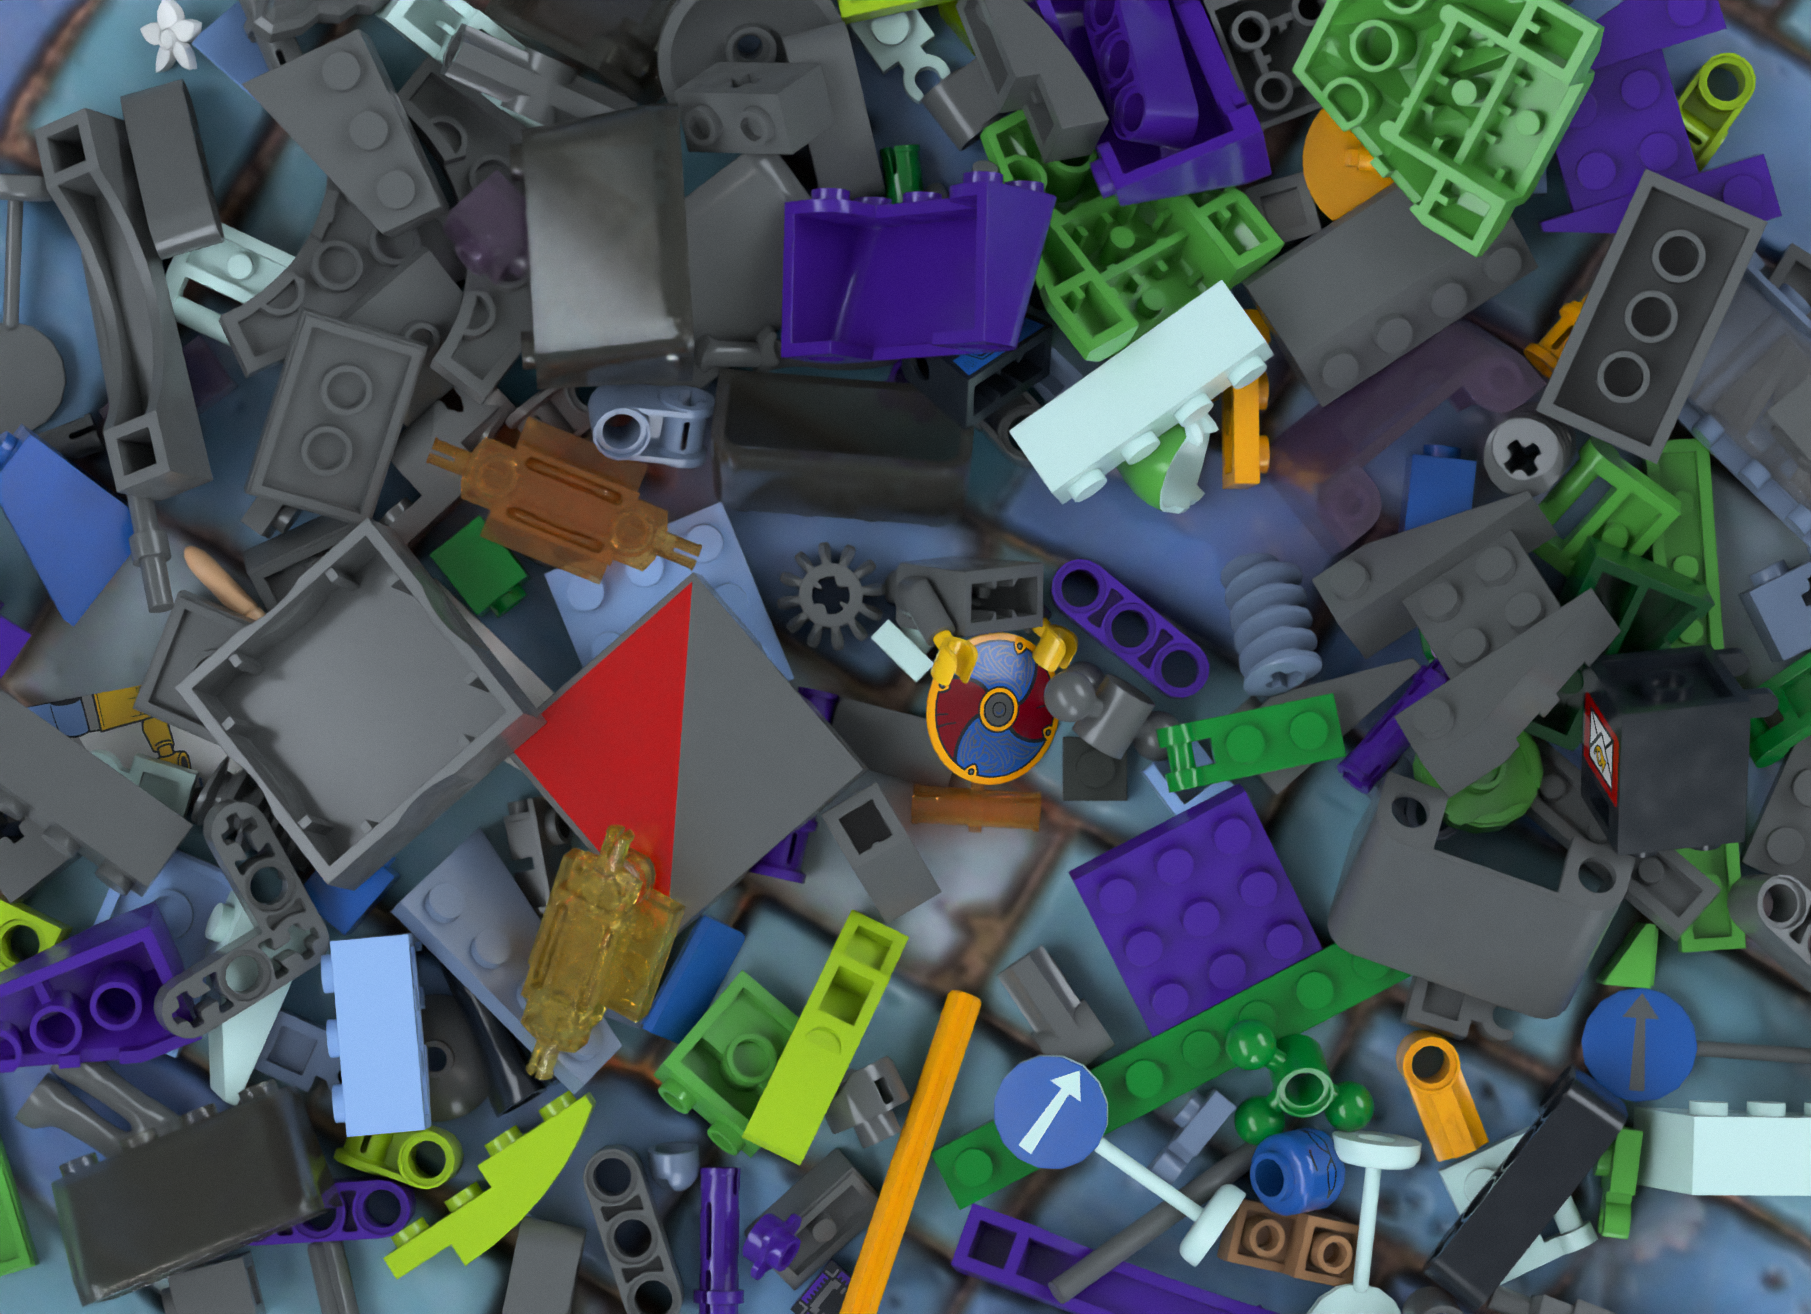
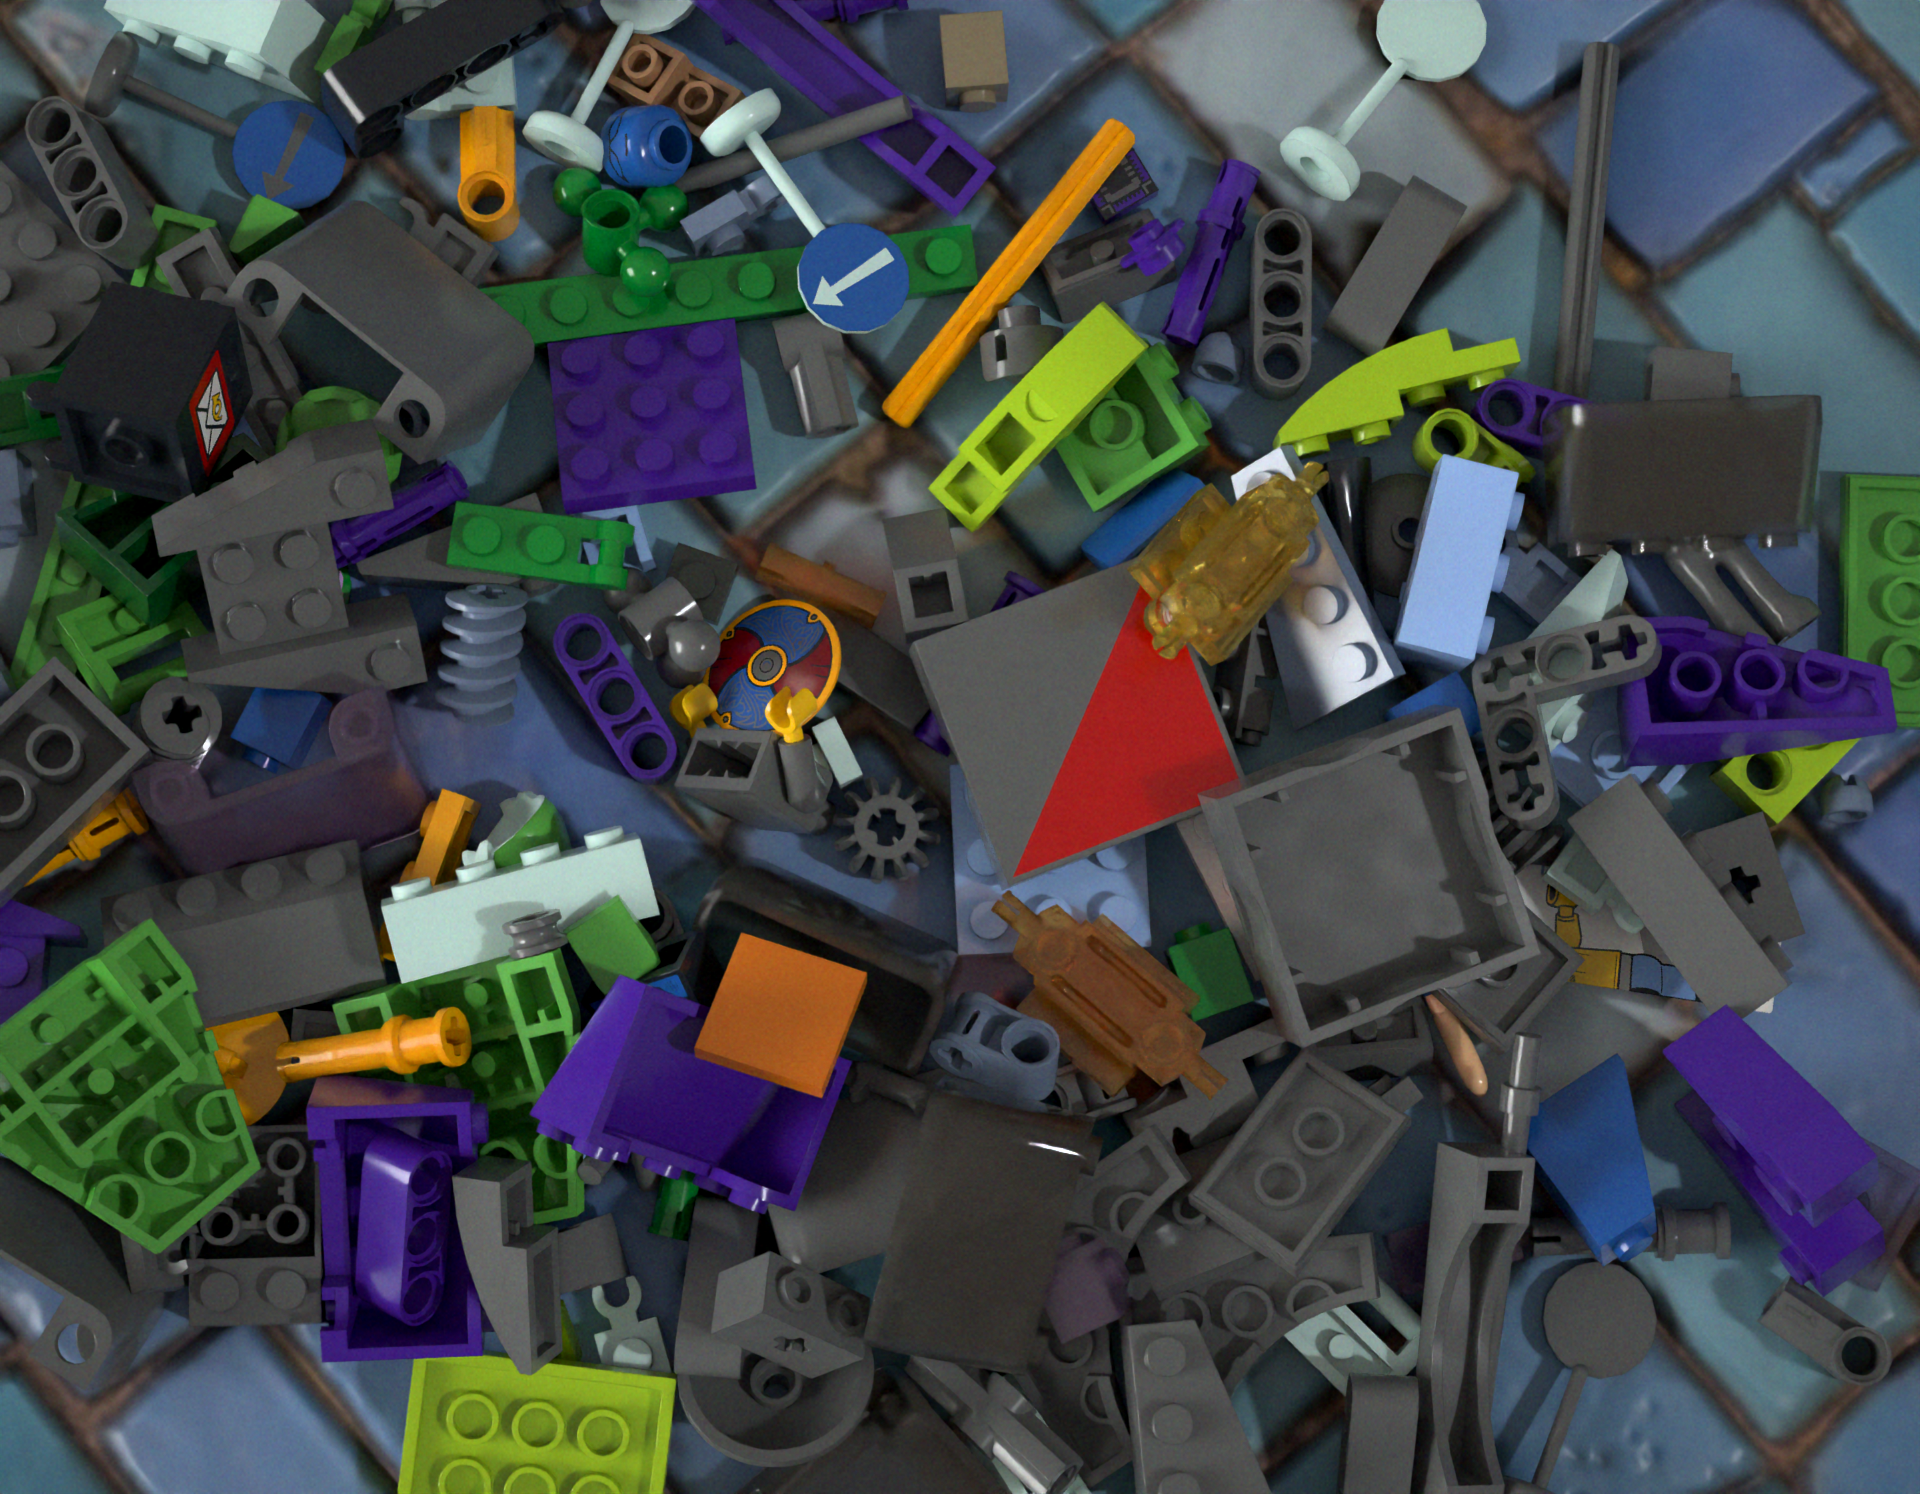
camera: 170 degrees left, 5 degrees down
(858, 371) = (781, 1015): none -> orange tile
(1039, 383) = (612, 944): none -> bright green slope
(1114, 366) = (535, 933): none -> dark grey bush
(1205, 224) = (398, 1044): none -> light orange pin

